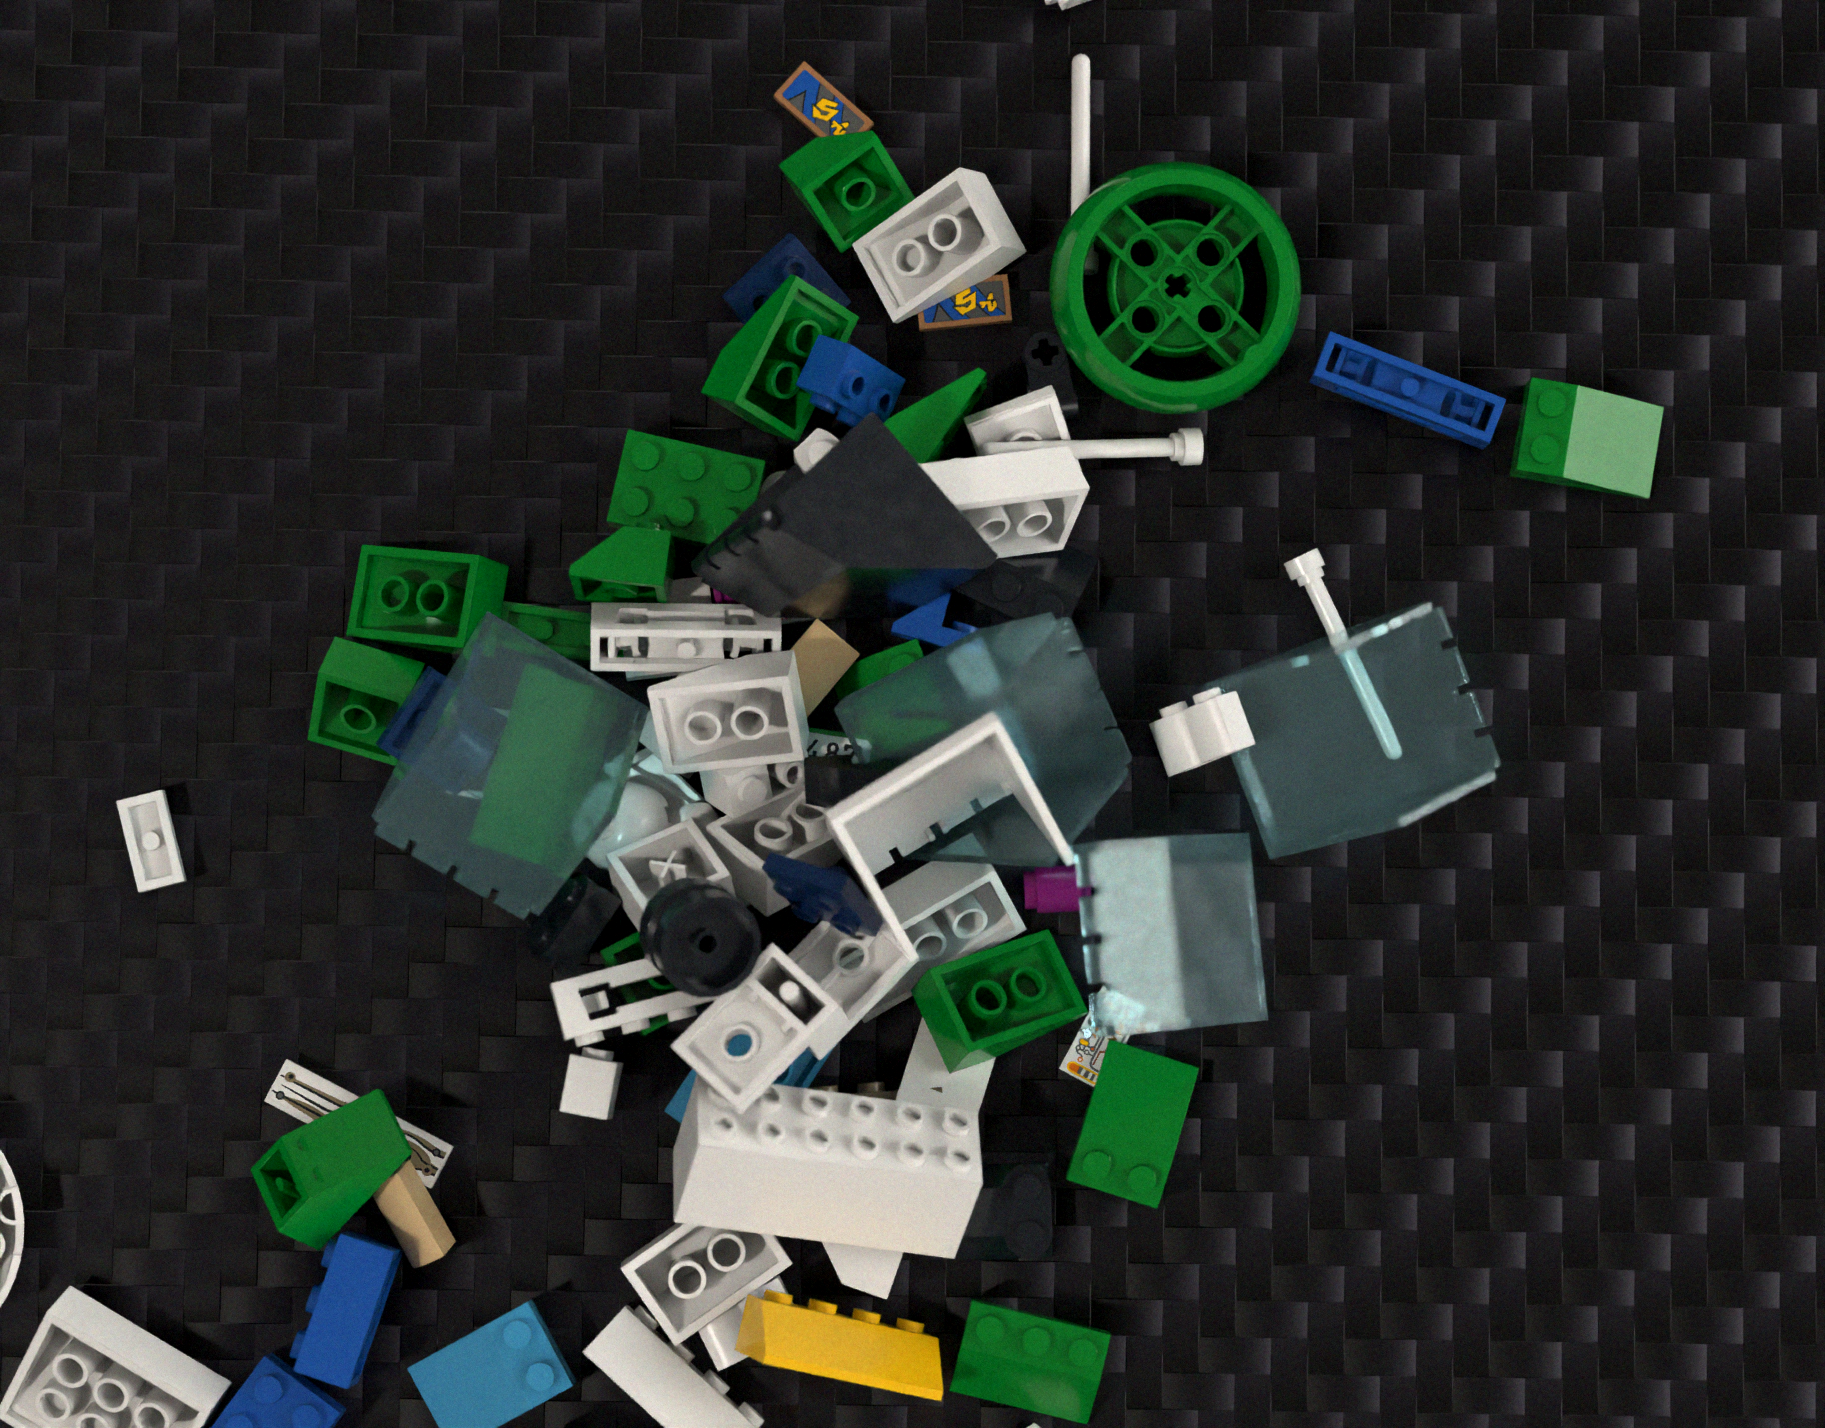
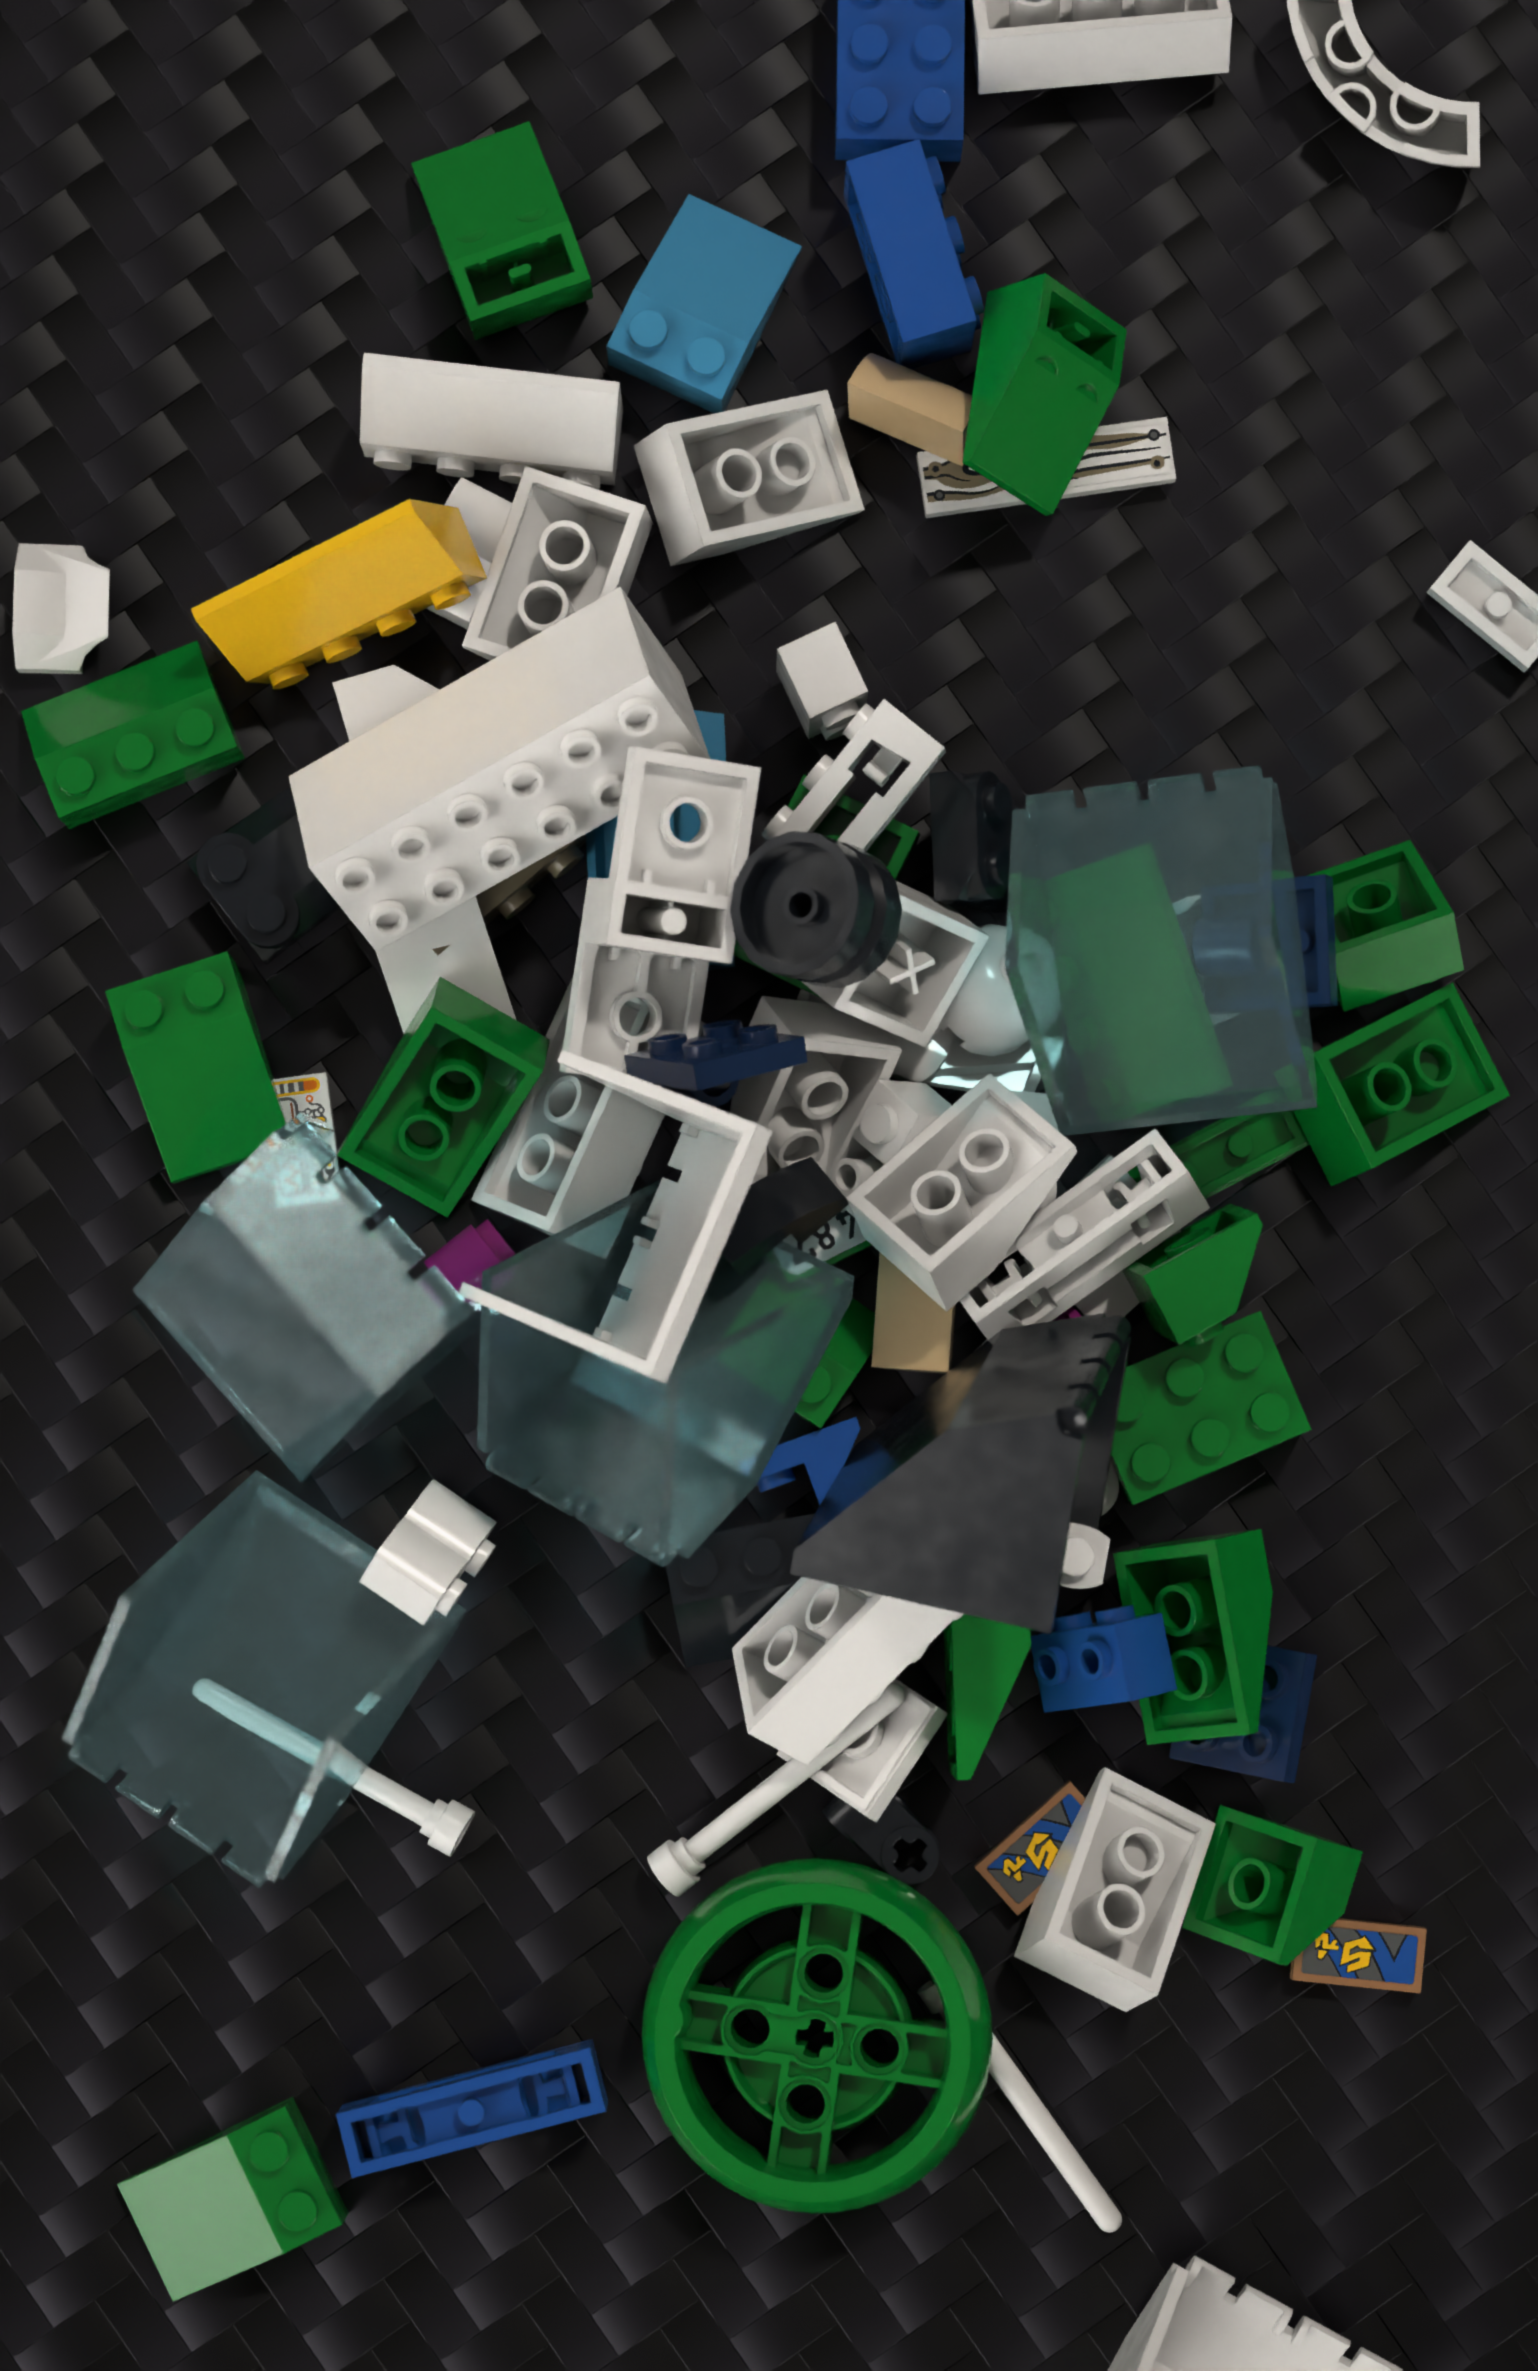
camera: 140 degrees right, 0 degrees up
(543, 1247) = (747, 476): none -> white slope

